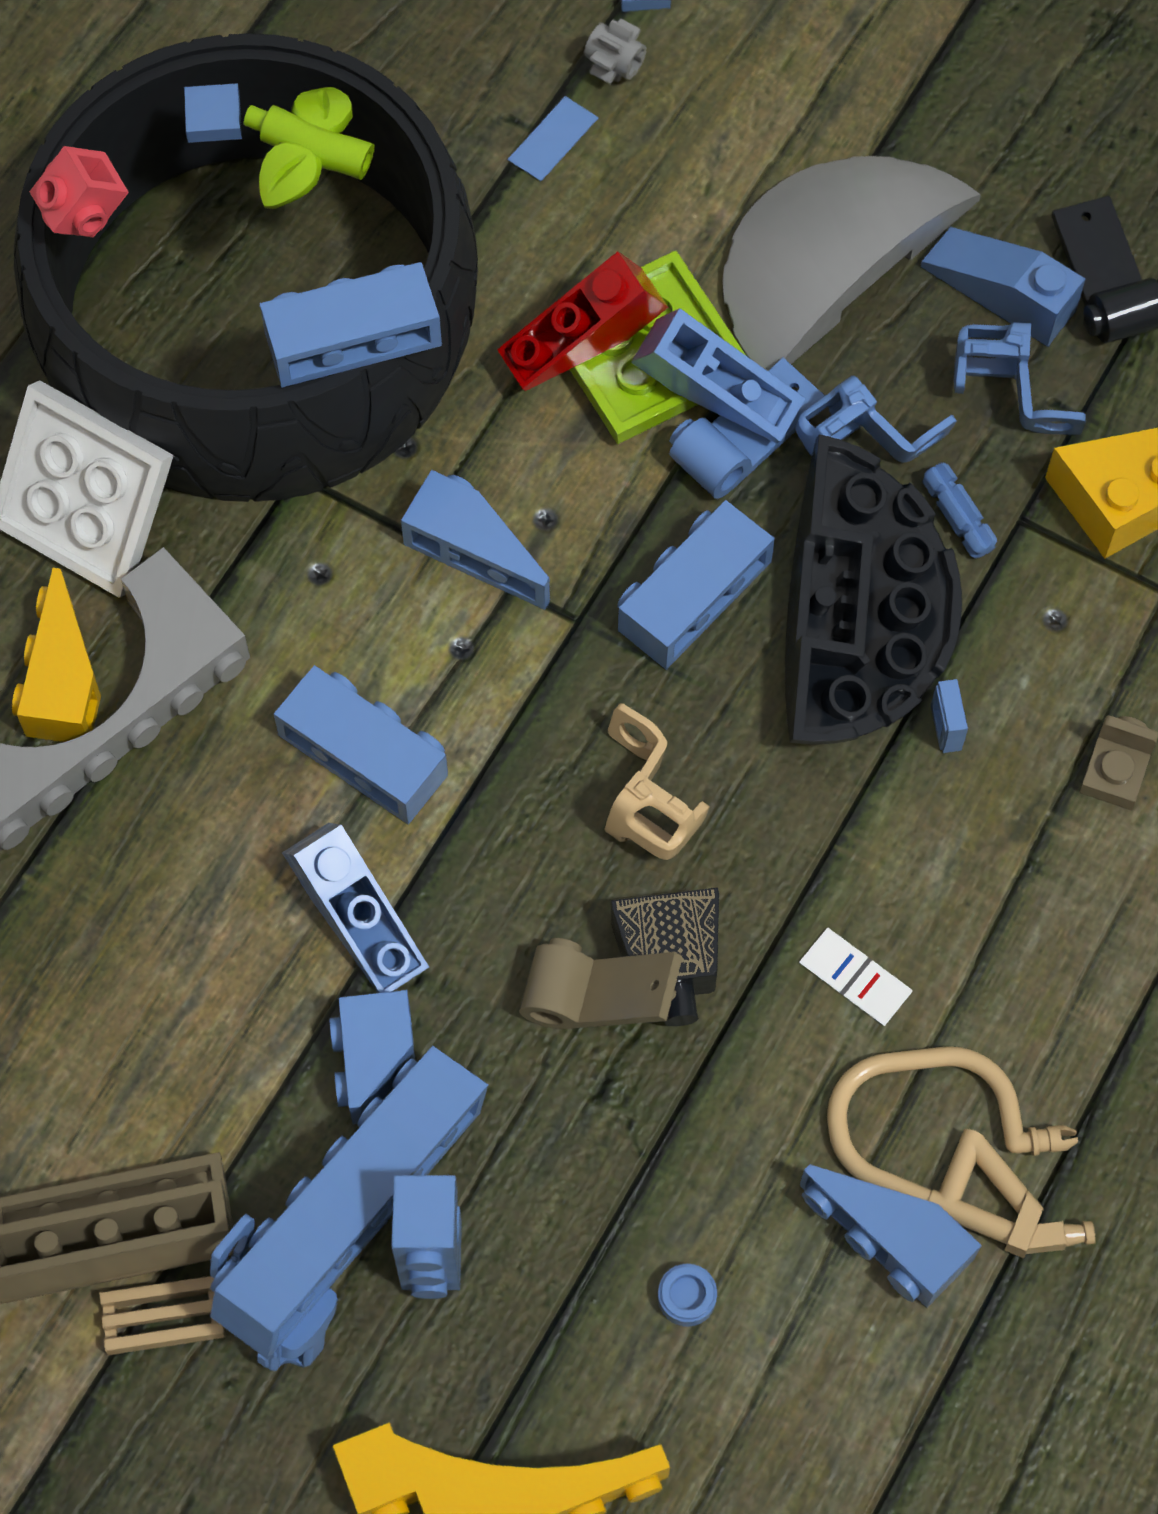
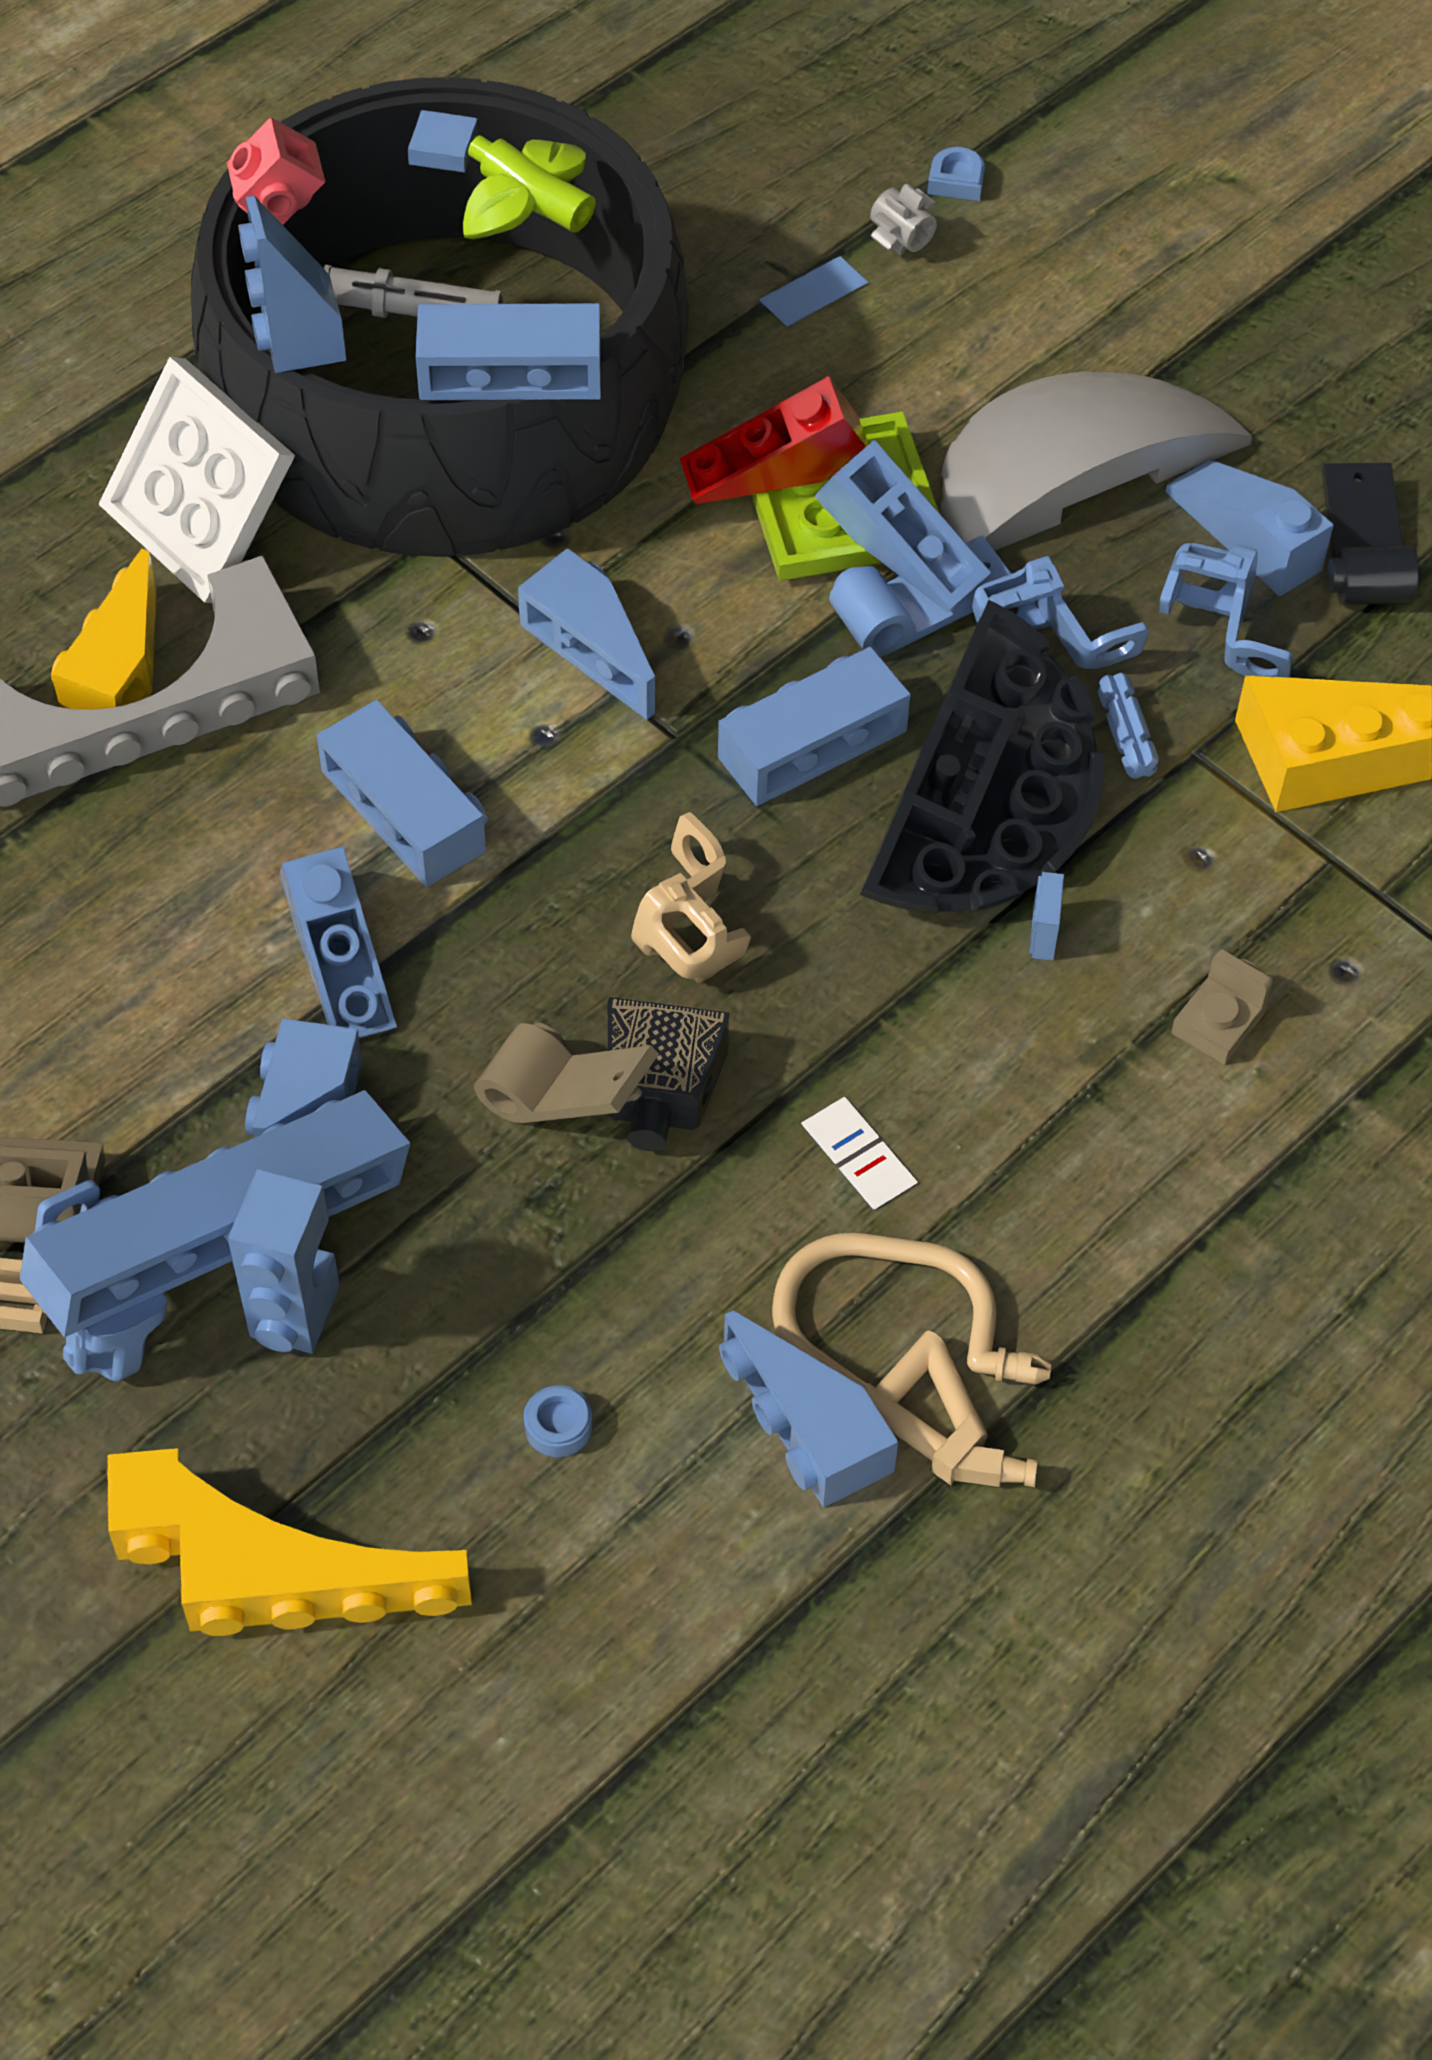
camera: 15 degrees right, 10 degrees down
(144, 327) = (295, 295): none -> medium blue slope
(175, 291) = (400, 295): none -> light grey pin

